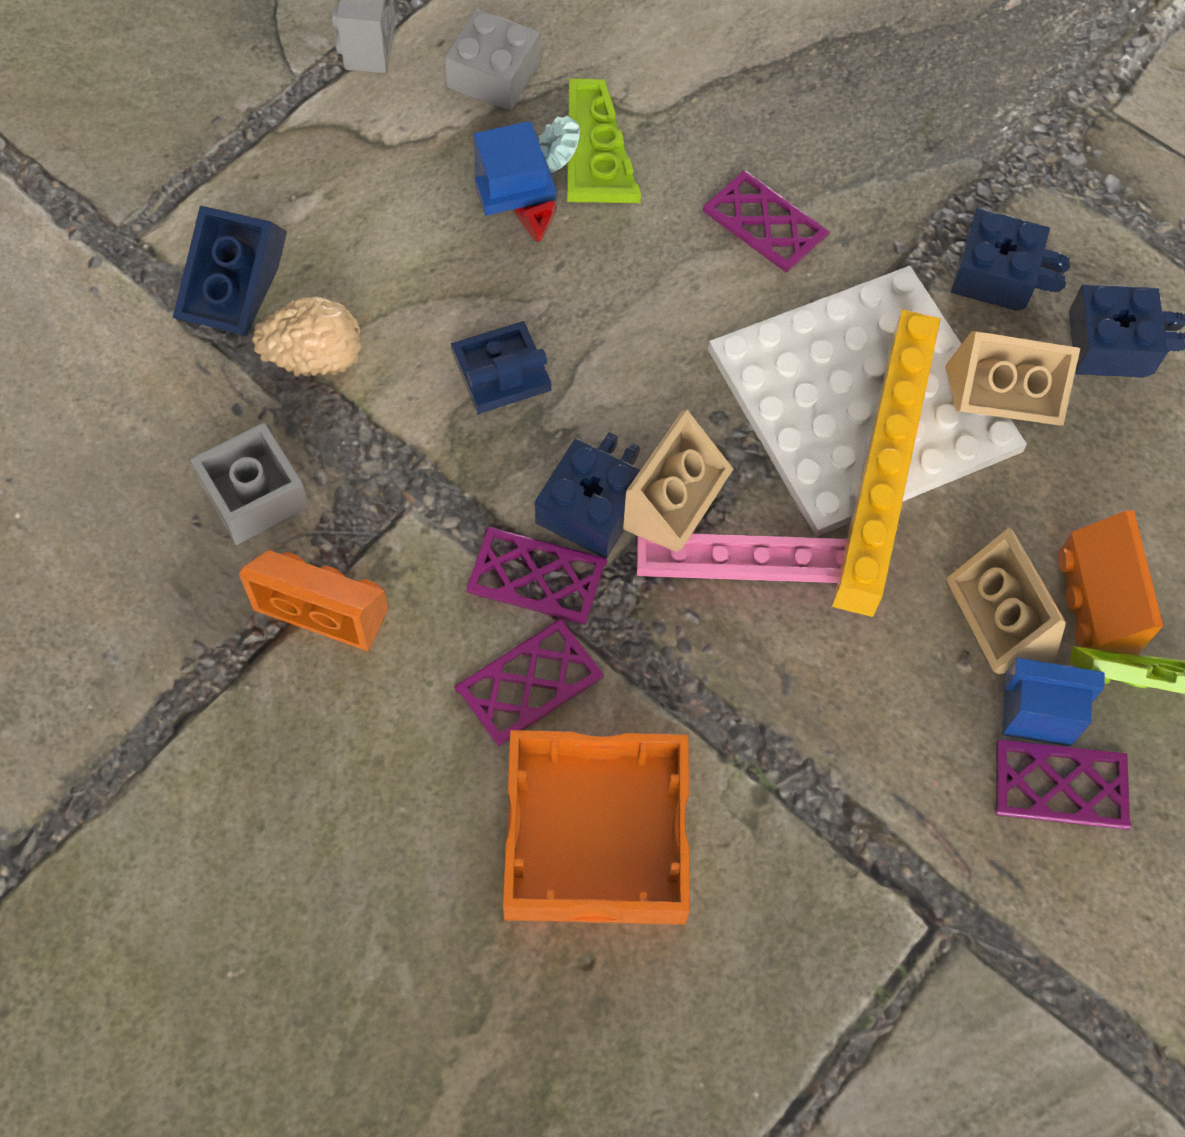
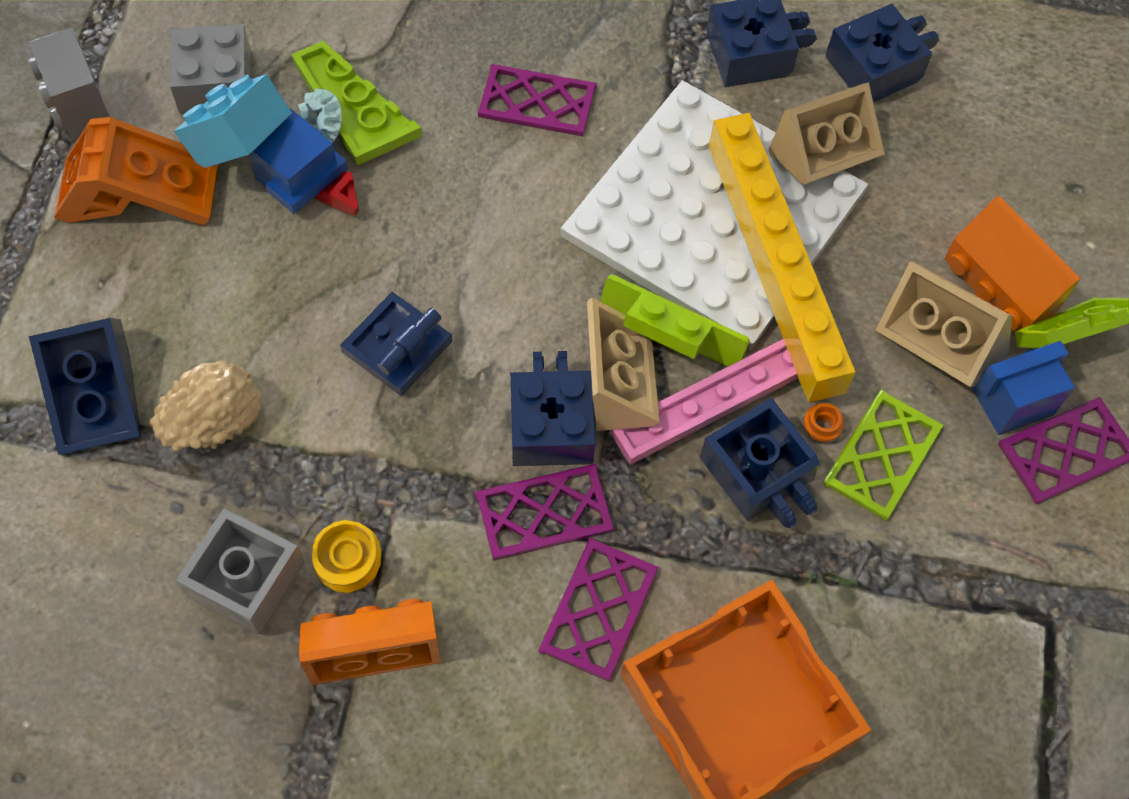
camera: 30 degrees left, 0 degrees up
(345, 519) = (346, 556): none -> yellow piece
(380, 114) = (127, 164): none -> orange bracket
(473, 106) = (232, 120): none -> medium azure hinge
(742, 654) = (756, 485): none -> dark blue hinge
(751, 473) = (672, 323): none -> lime bracket
(842, 623) = (828, 413): none -> orange plate
(875, 725) = (897, 483): none -> lime window

